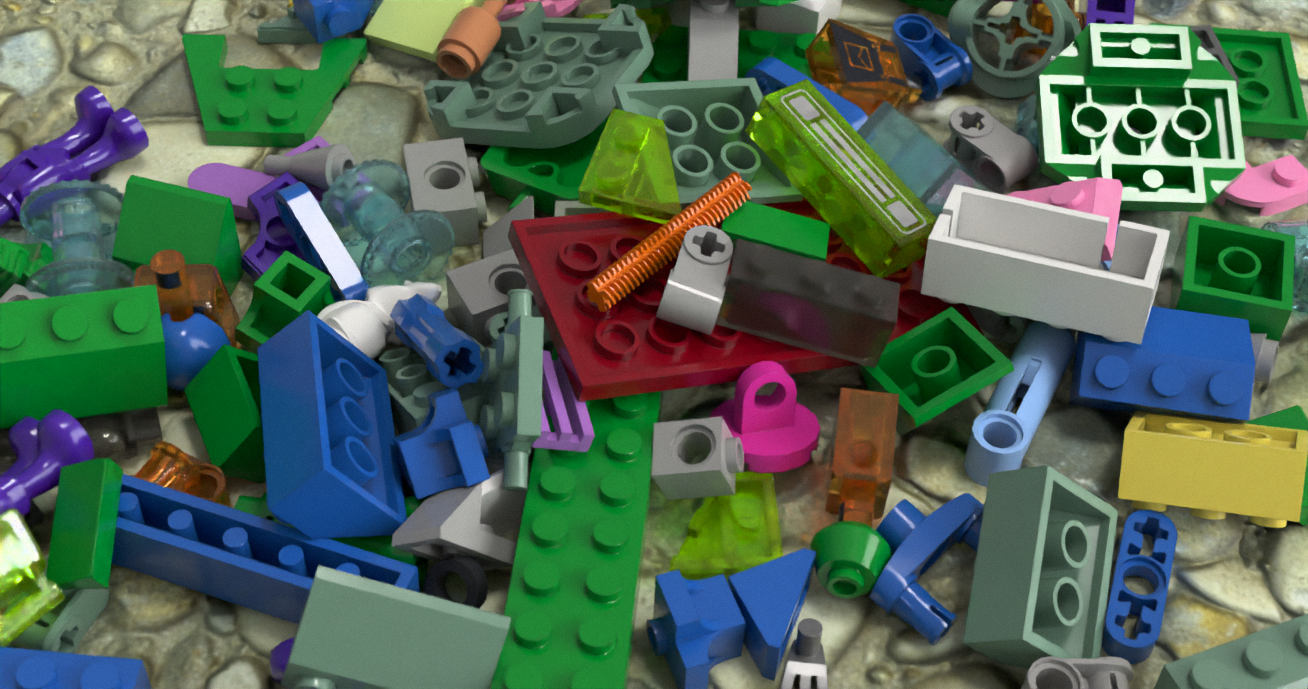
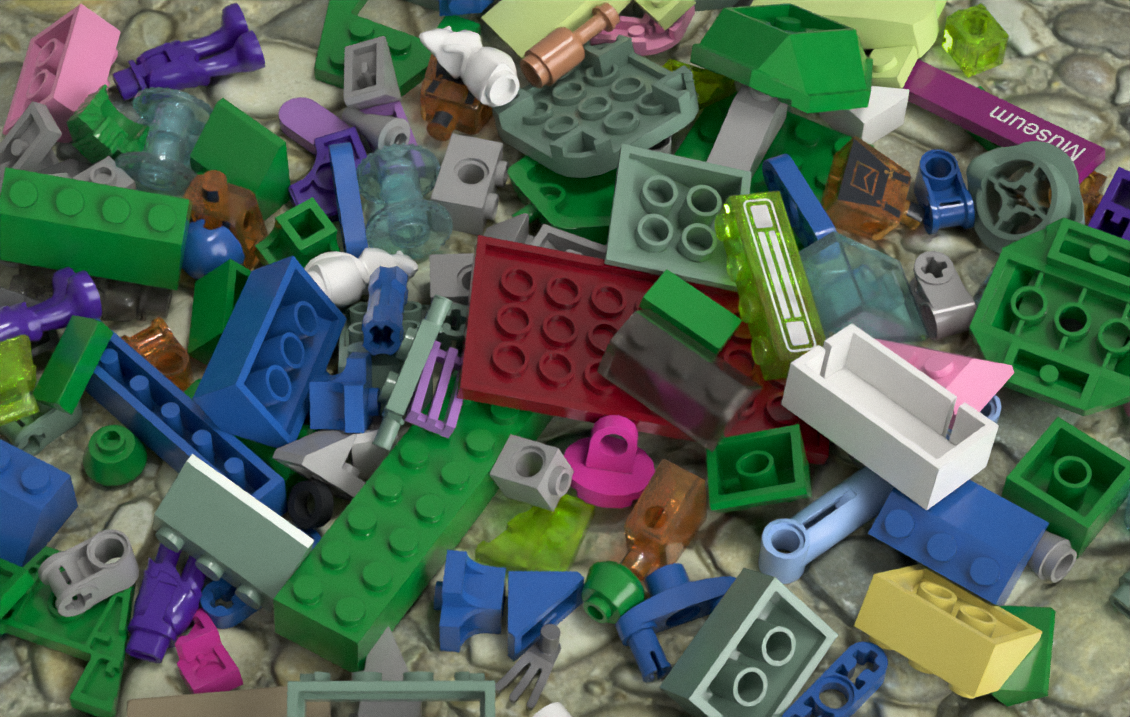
camera: 25 degrees right, 5 degrees up
(176, 622) = (114, 456): none -> green cone
(278, 113) = (369, 75): none -> light grey slope
(382, 104) = (450, 104): none -> clear orange torso
(413, 70) = (485, 70): none -> white animal
(632, 169) = (596, 222): clear neon green wing -> none
(666, 242) = (590, 291): orange axle -> none
(697, 281) = (586, 336): light grey piece -> none

